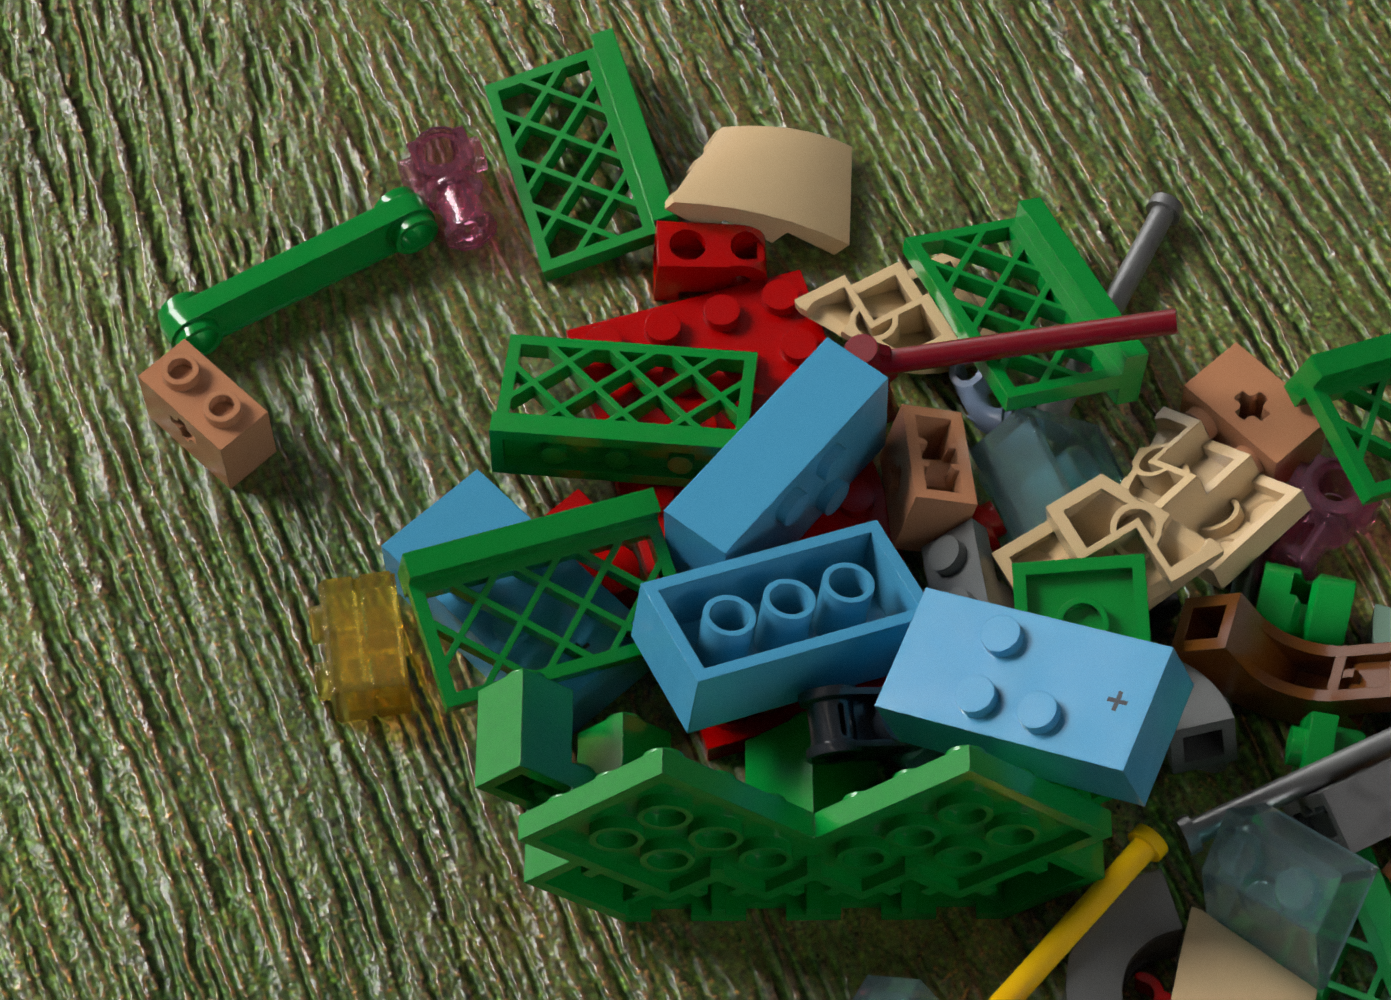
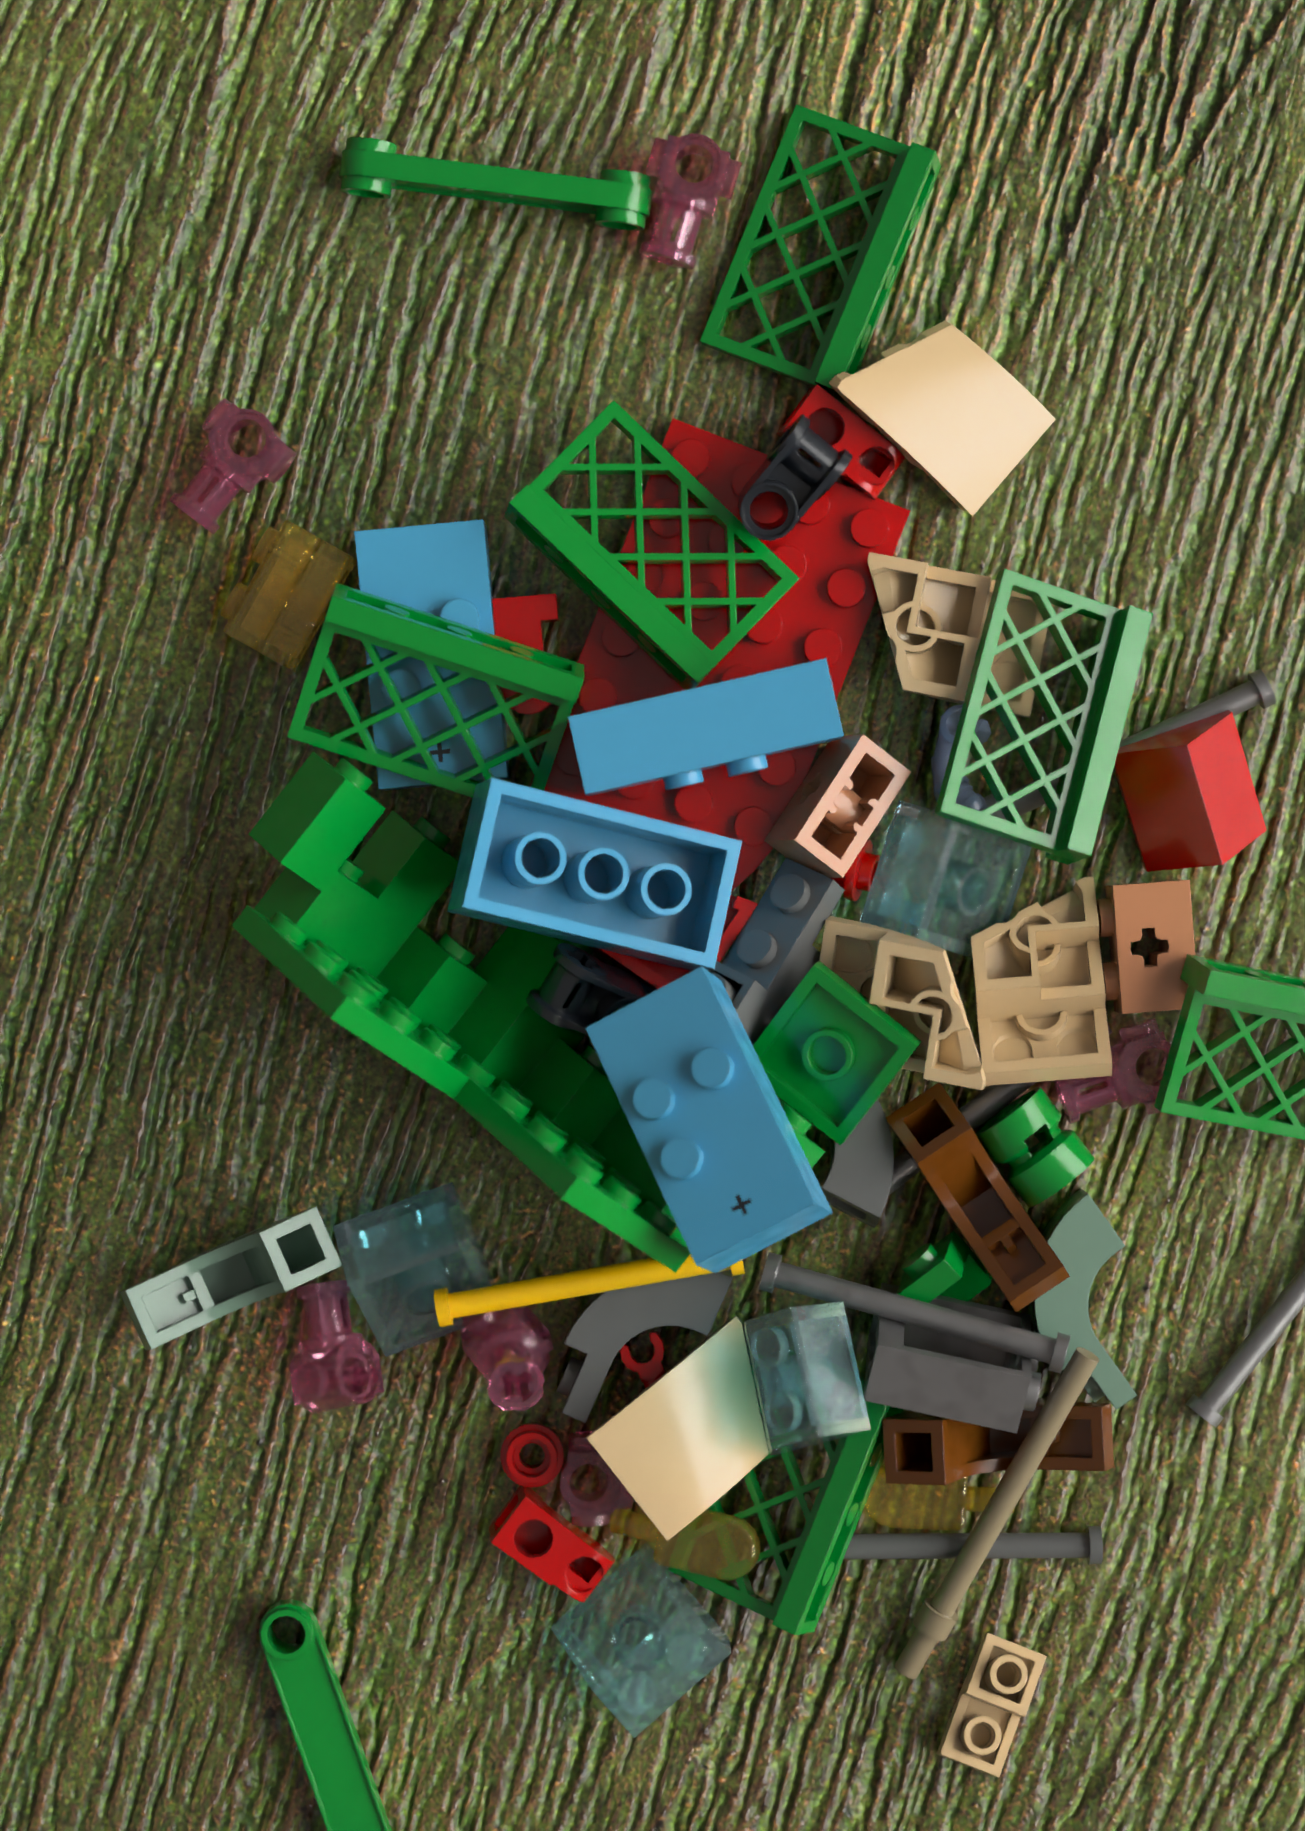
camera: 40 degrees right, 30 degrees up
(207, 413) = (317, 273): nougat brick -> none
(241, 591) = (225, 471): none -> clear pink connector
(693, 279) = (793, 478): none -> black piece
(1008, 345) = (870, 685): dark red bar -> none
(1206, 300) = (1189, 795): none -> red slope

